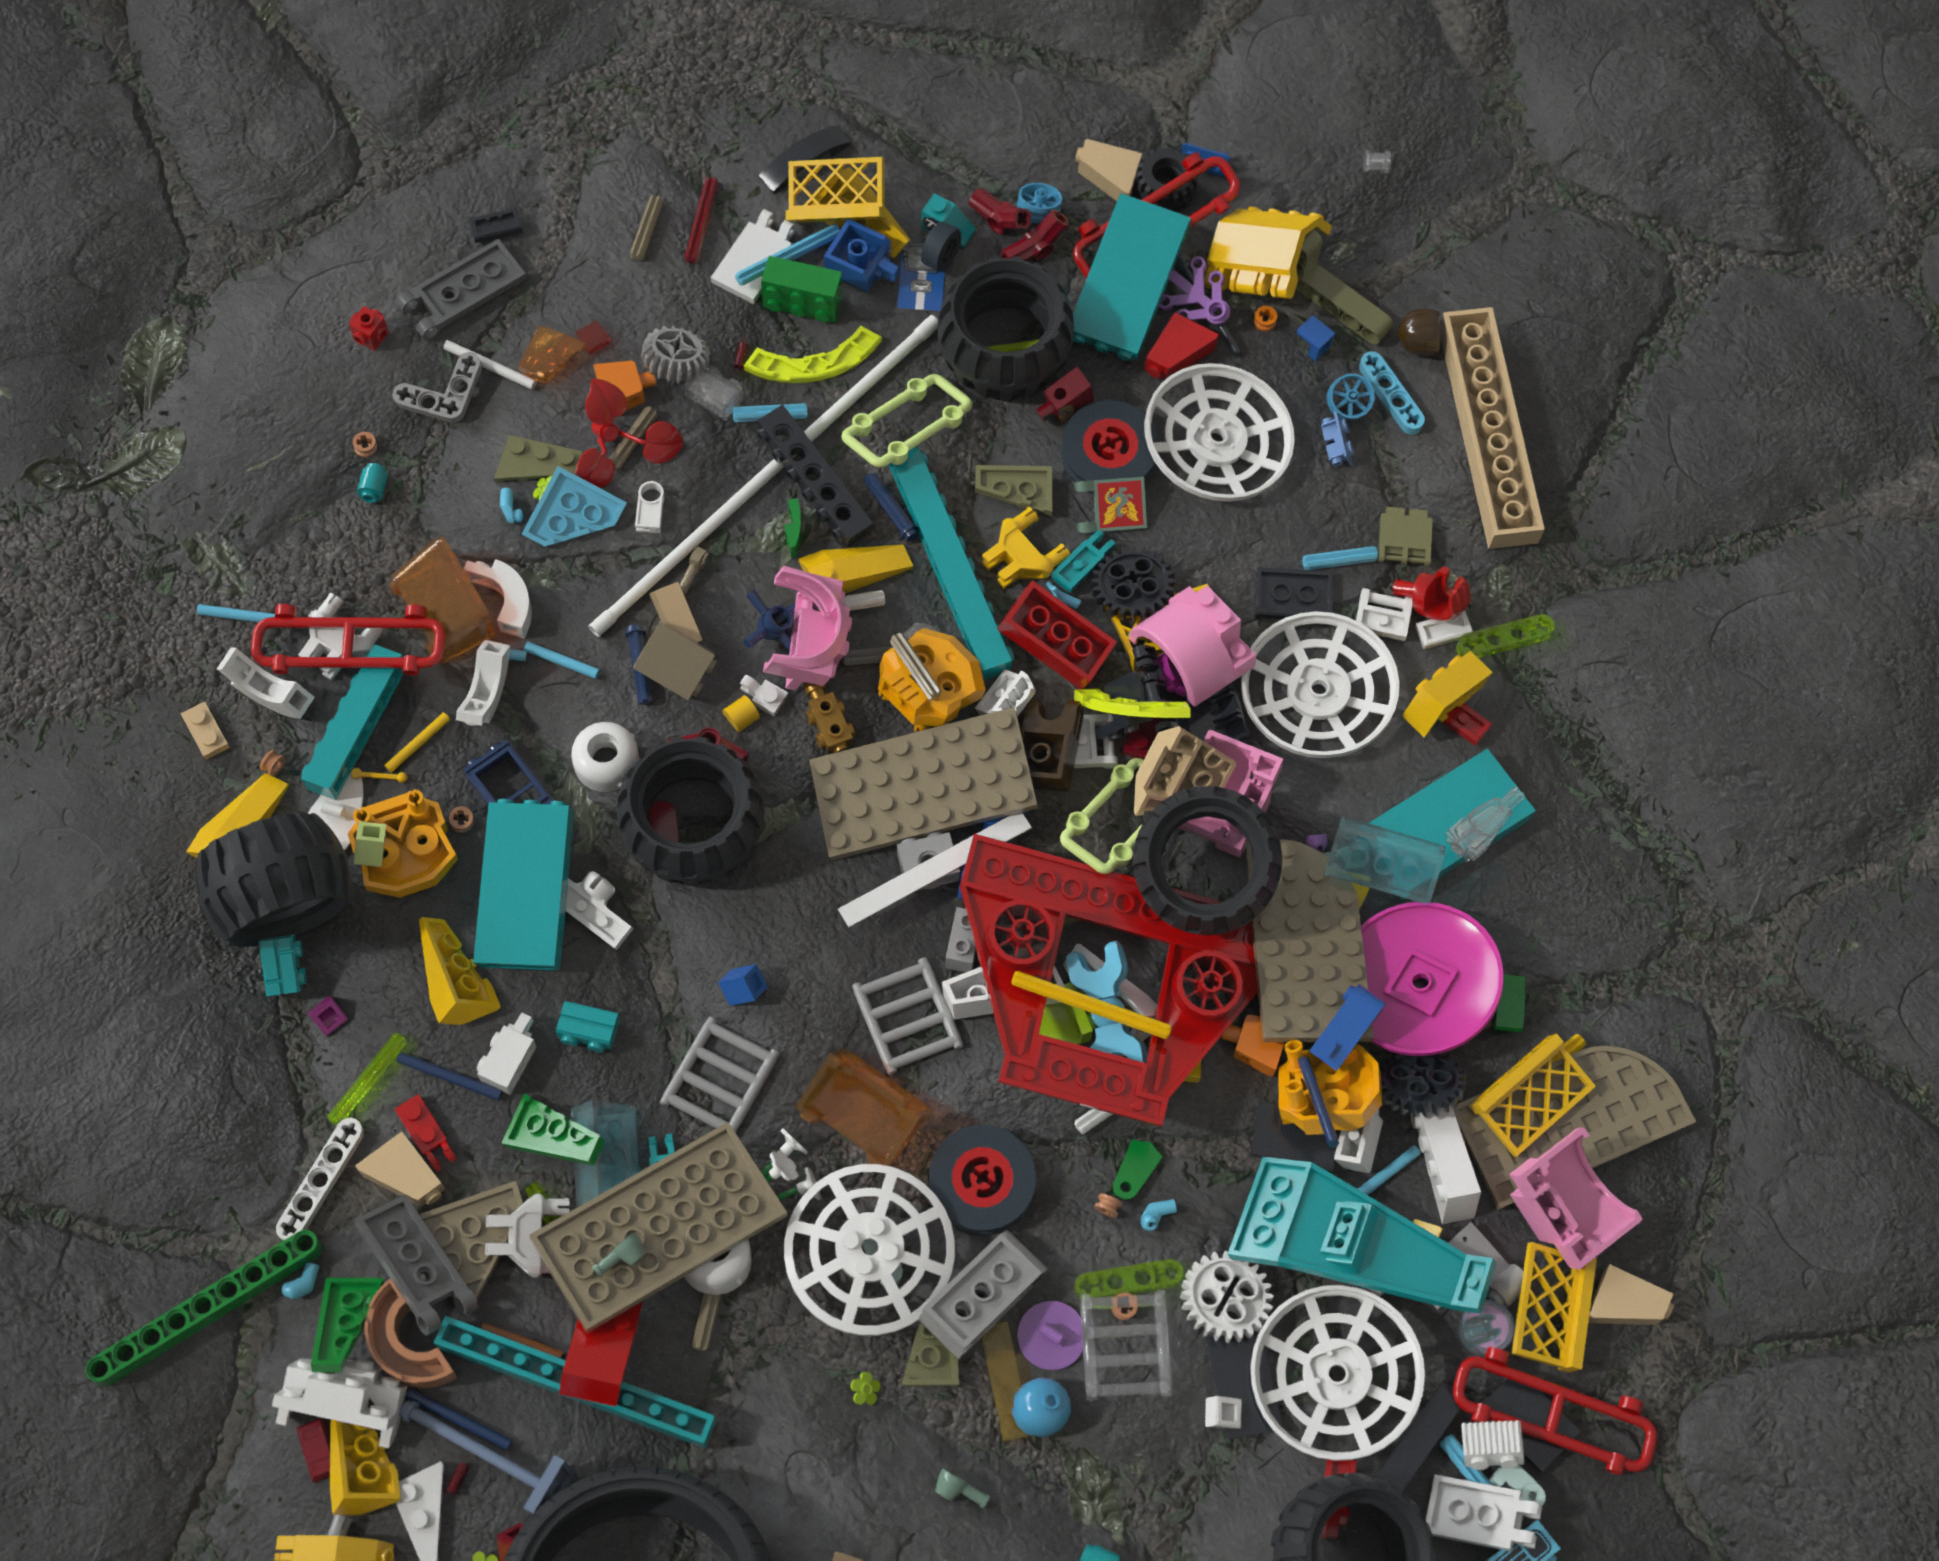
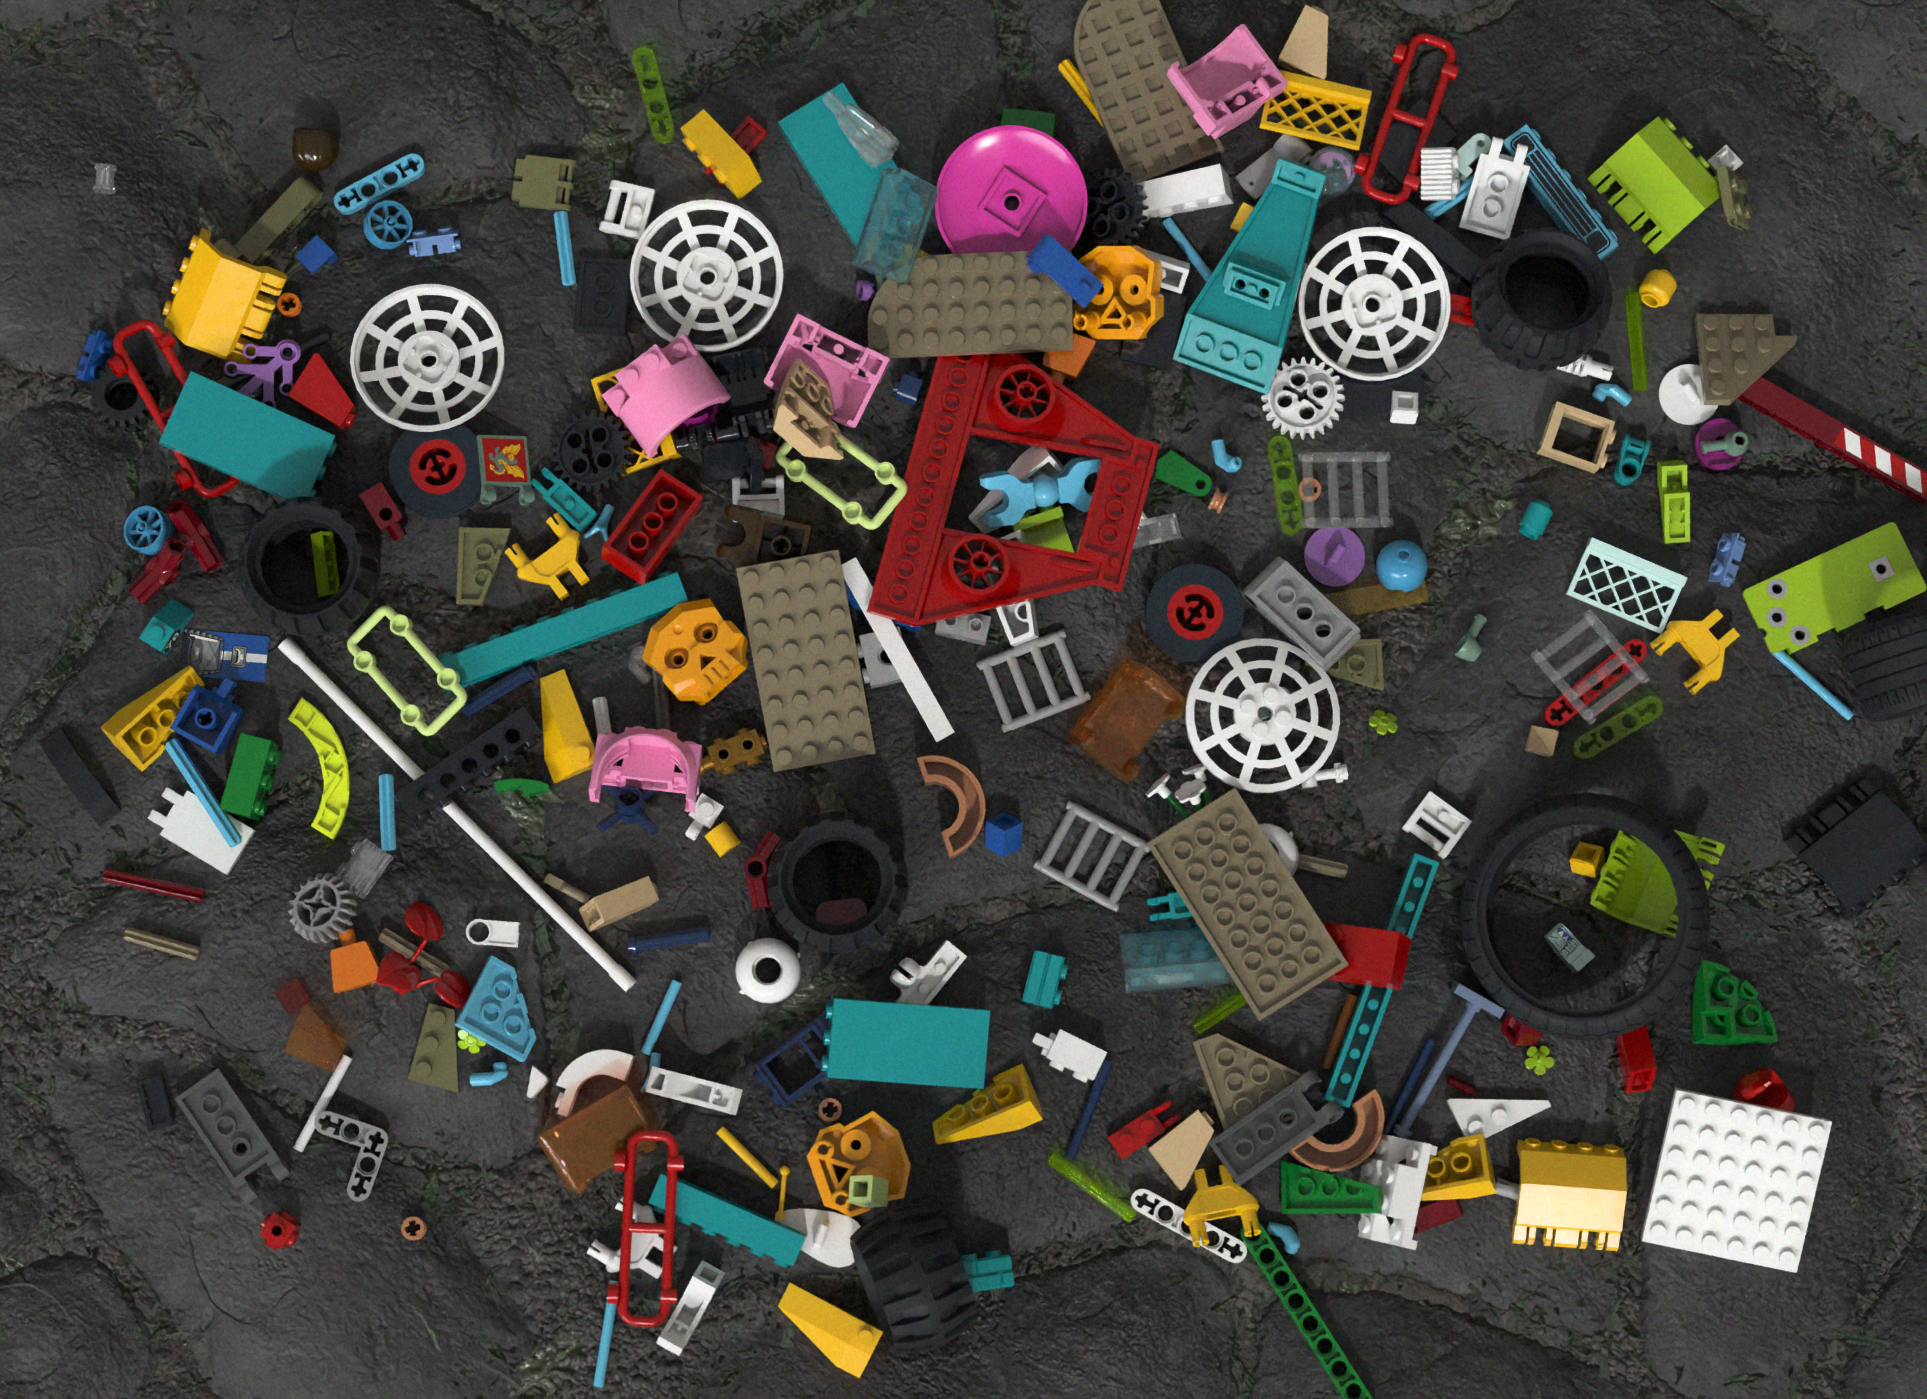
camera: 90 degrees left, 15 degrees up
(205, 730) = (731, 1369): tan plate -> none
(272, 763) = (769, 1298): nougat bush -> none
(327, 1015) = (1027, 1229): magenta slope -> none
(339, 1202) = (1218, 1203): none -> yellow connector
(372, 483) = (461, 1217): teal brick -> none
(502, 546) = (536, 1082): none -> white slope
(521, 1224) = (1242, 1031): white connector -> none
(551, 1134) = (1150, 1012): wing -> none
(629, 1251) = (1276, 928): sand green bar -> none
(675, 661) = (673, 902): dark tan brick -> none
(741, 355) = (318, 842): dark red piece -> none
(757, 1455) = (1442, 818): none -> white plate
(780, 946) = (968, 793): none -> nougat brick
(808, 1339) = (1338, 773): none -> white bar
(831, 211) = (158, 735): yellow fence -> none
(915, 666) = (693, 662): dark tan axle -> none
(941, 246) = (202, 632): black wheel -> none
(1007, 692) = (713, 577): white slope -> none
(1070, 1132) = (1157, 530): none -> clear slope
(1091, 1004) = (1044, 504): yellow axle -> none
(1100, 701) = (727, 487): neon yellow tile -> none
(1108, 167) = (106, 455): tan slope -> none
(1214, 884) = (908, 388): none -> dark blue plate
(1219, 804) = (960, 383): black tyre -> none
(1318, 1102) = (1139, 301): dark blue bar -> none
(1433, 596) = (613, 158): red piece -> none
(1440, 632) = (644, 153): white tile -> none
(1491, 428) = (426, 88): tan brick -> none
(1512, 1081) = (1103, 118): yellow fence -> none

